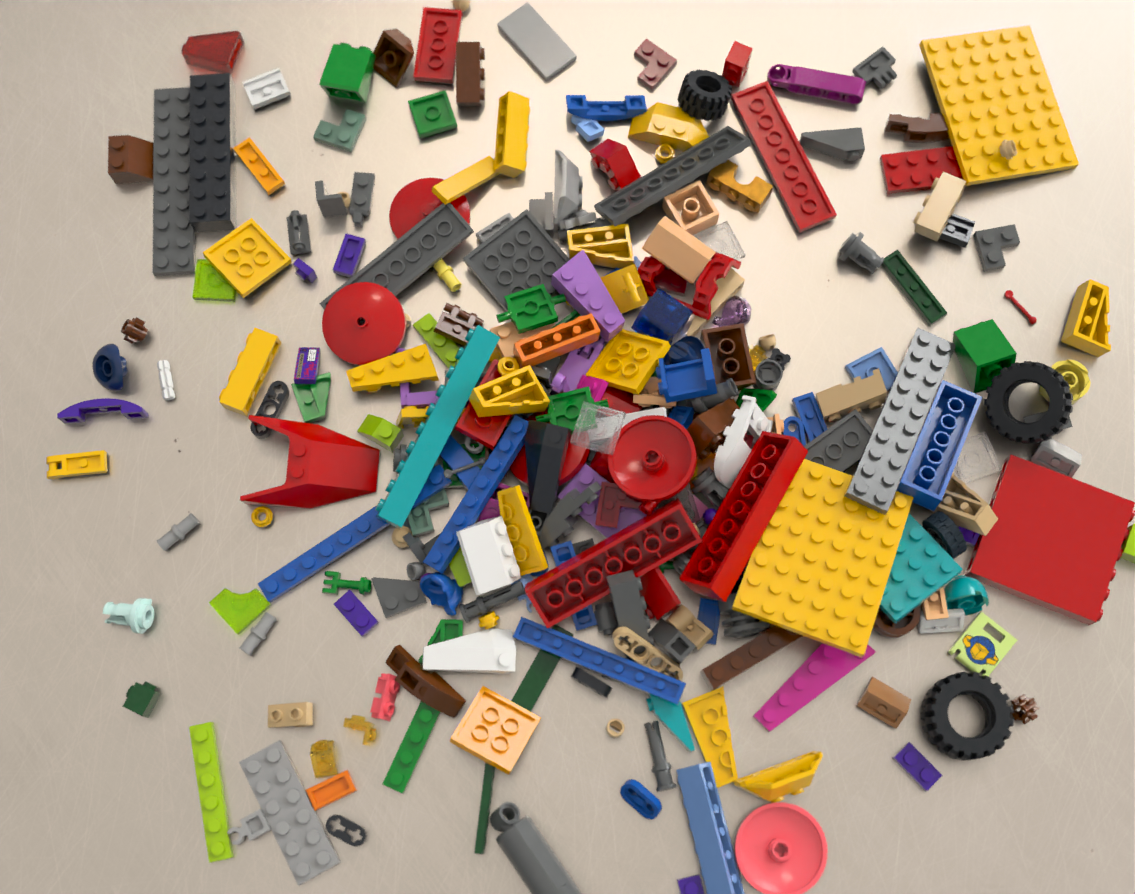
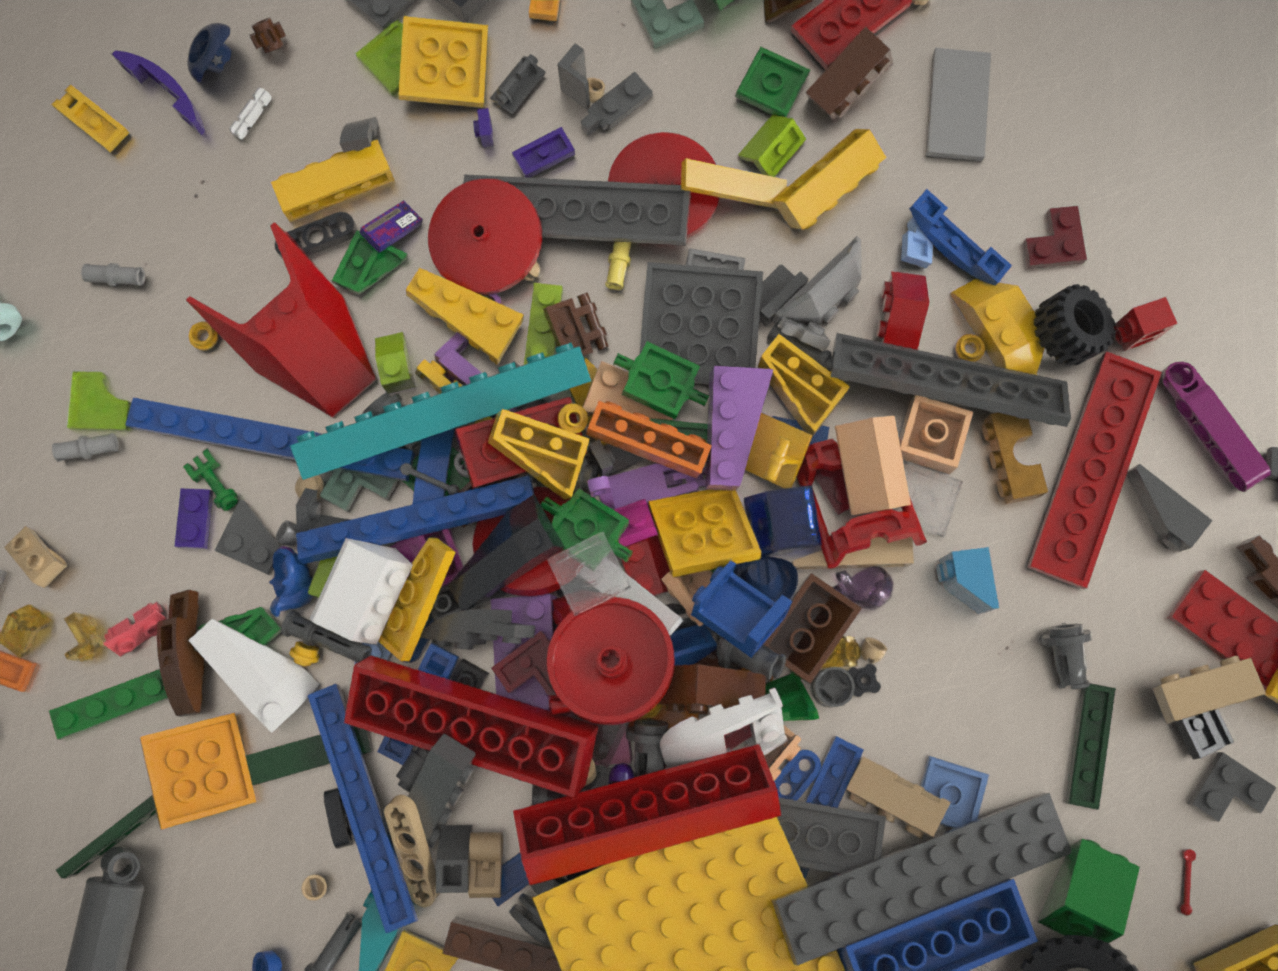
camera: 45 degrees right, 5 degrees up
(241, 334) = (358, 134): none -> dark grey slope
(464, 144) = (773, 145): none -> lime panel
(658, 595) = (486, 801): red slope -> none
(779, 261) = (970, 578): none -> dark azure slope

